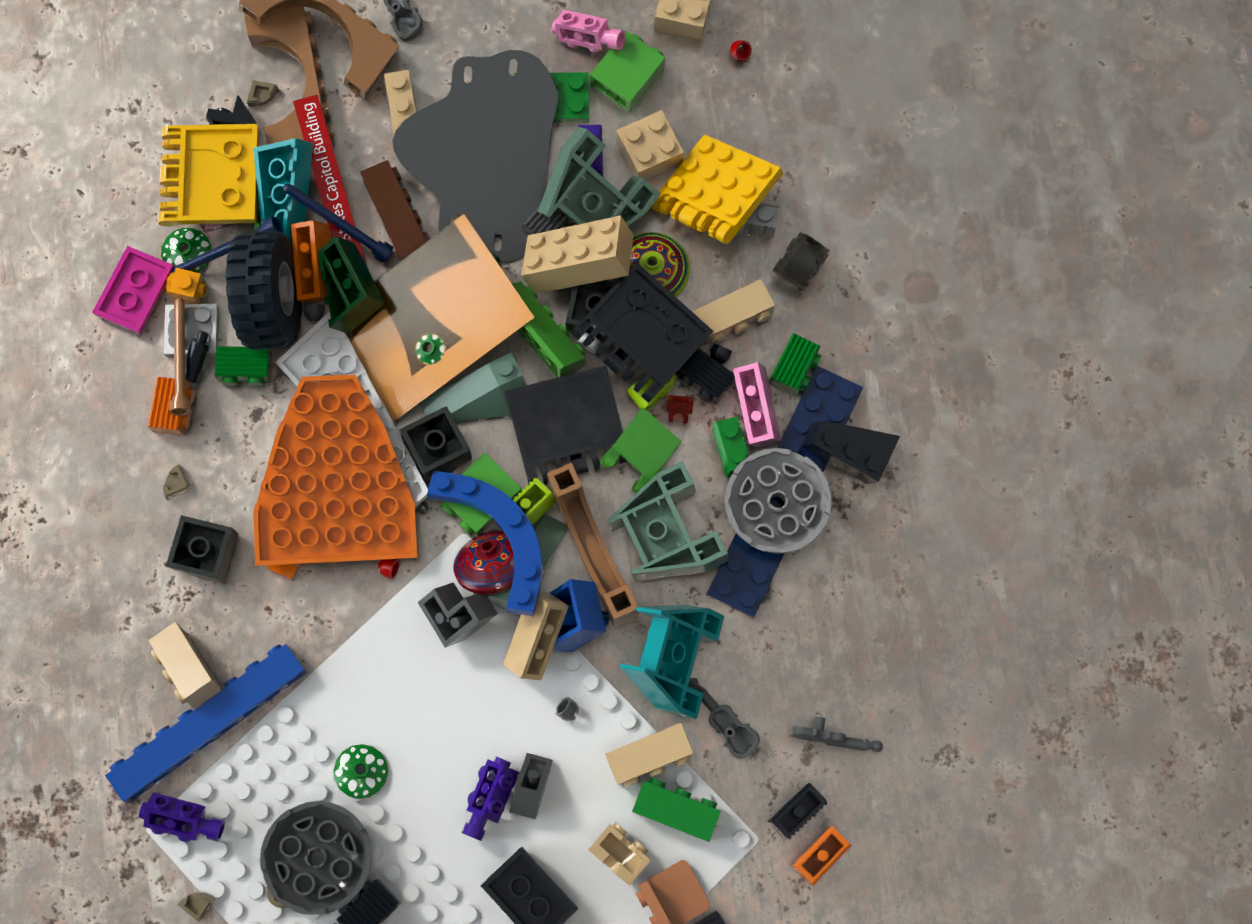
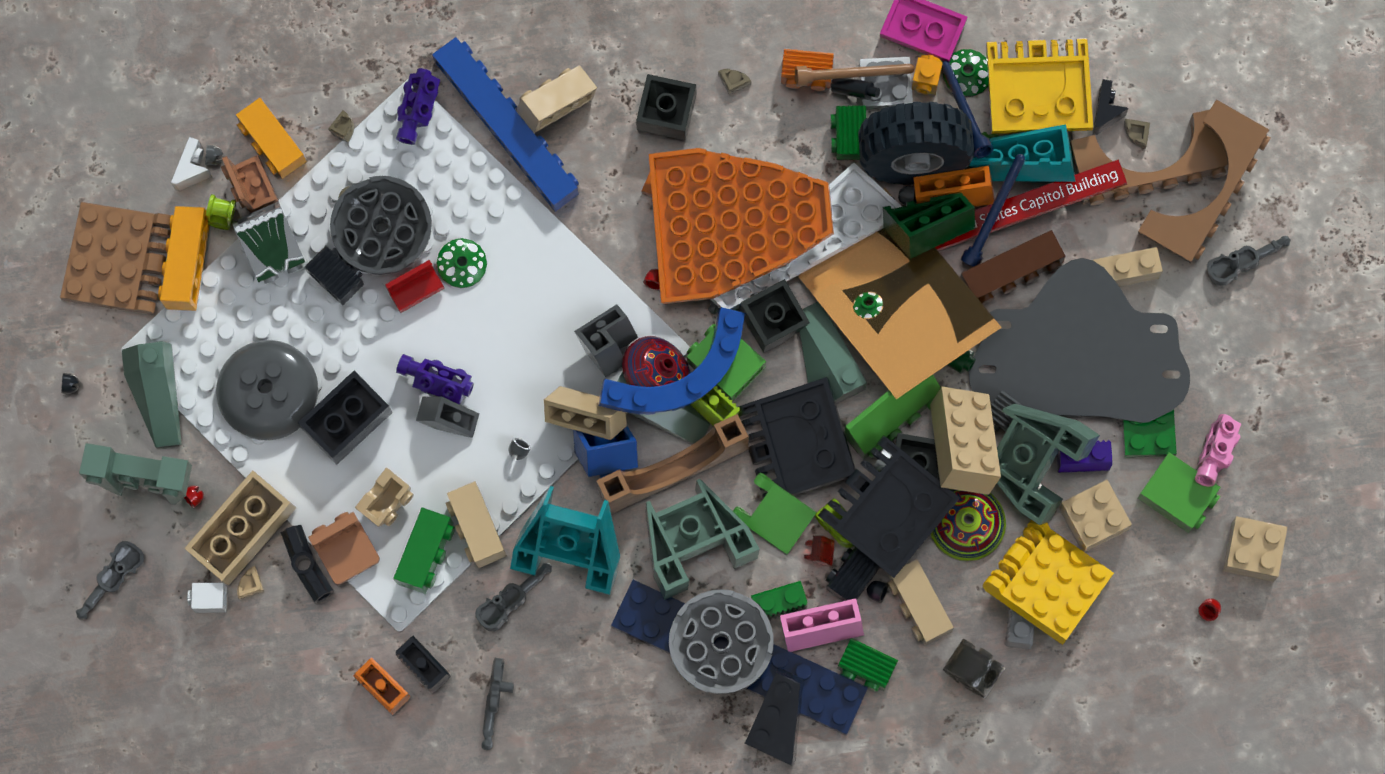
camera: 95 degrees right, 0 degrees up
(386, 821) = (414, 286): none -> red panel

